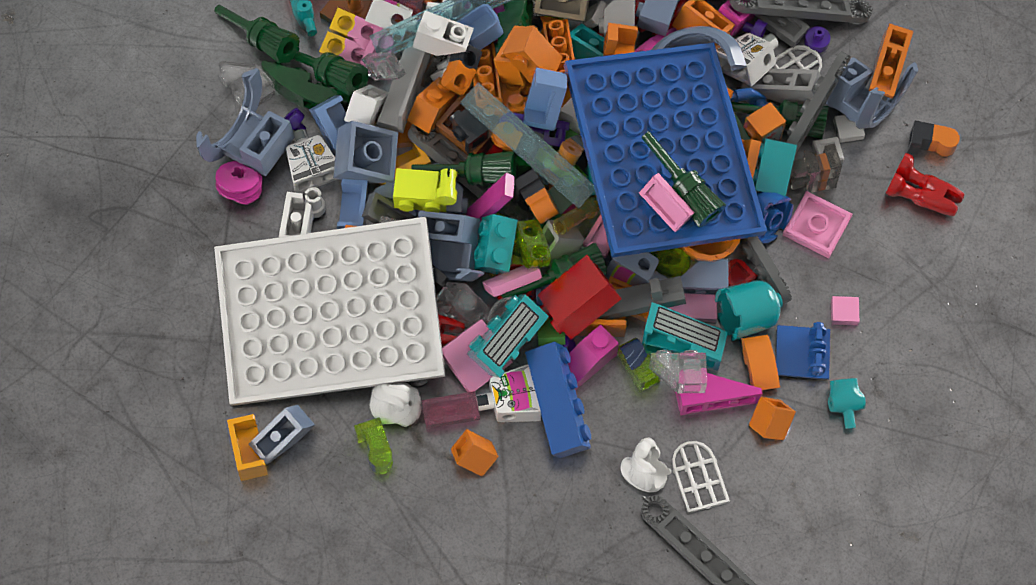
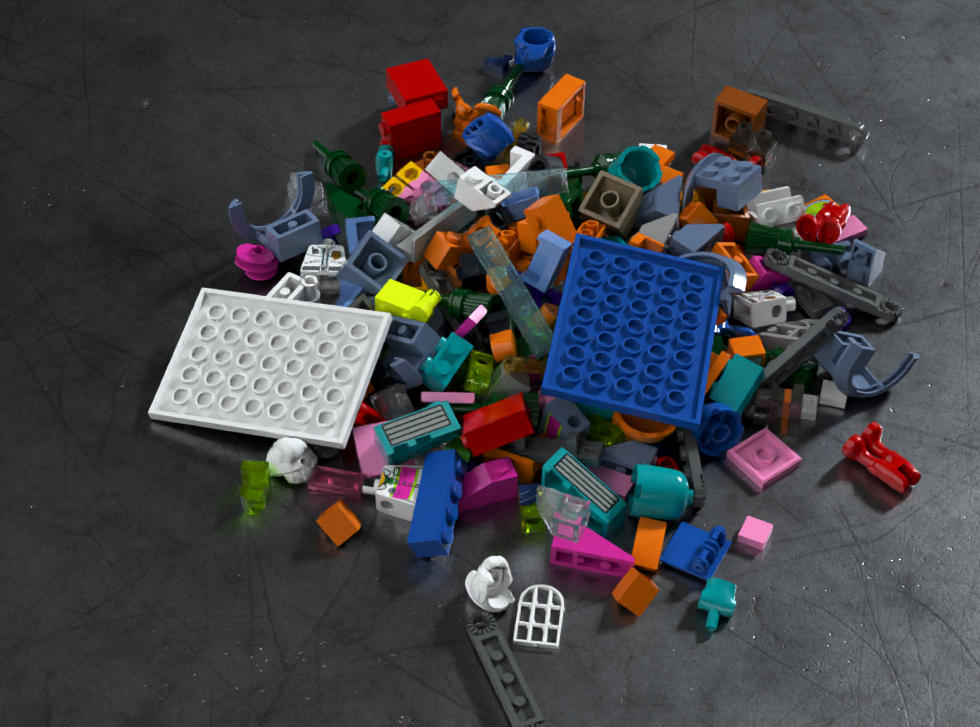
camera: 25 degrees right, 20 degrees down
(242, 432) = (141, 448): light orange panel -> none
(281, 433) = (178, 446): sand blue slope -> none
(666, 202) = (610, 362): bright pink tile -> none
(688, 186) = (638, 359): dark green piece -> none
(890, 59) = (906, 338): orange slope -> none
(932, 138) = (911, 425): leg -> none

